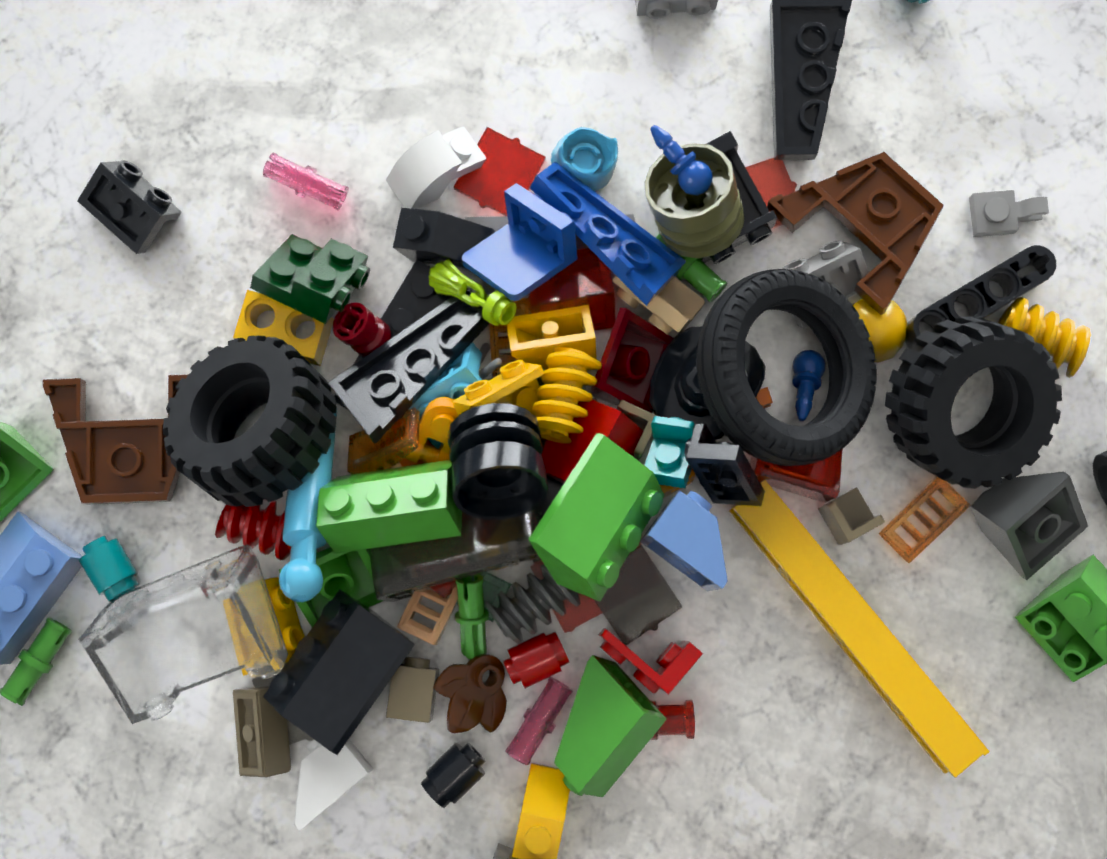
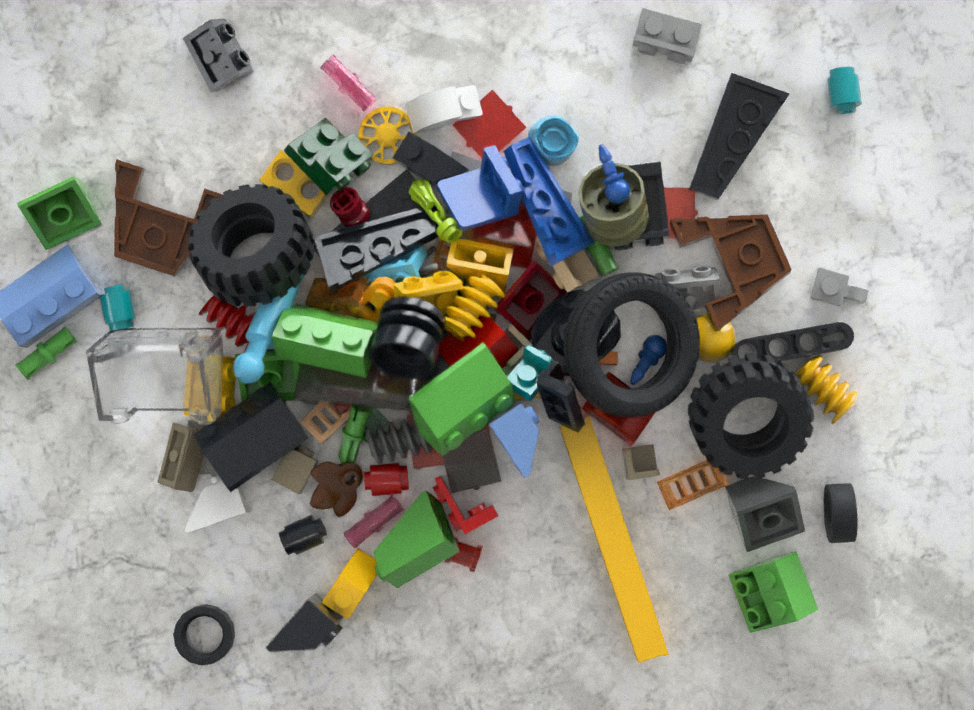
camera: 25 degrees right, 5 degrees up
(375, 227) = (386, 134): none -> yellow wheel

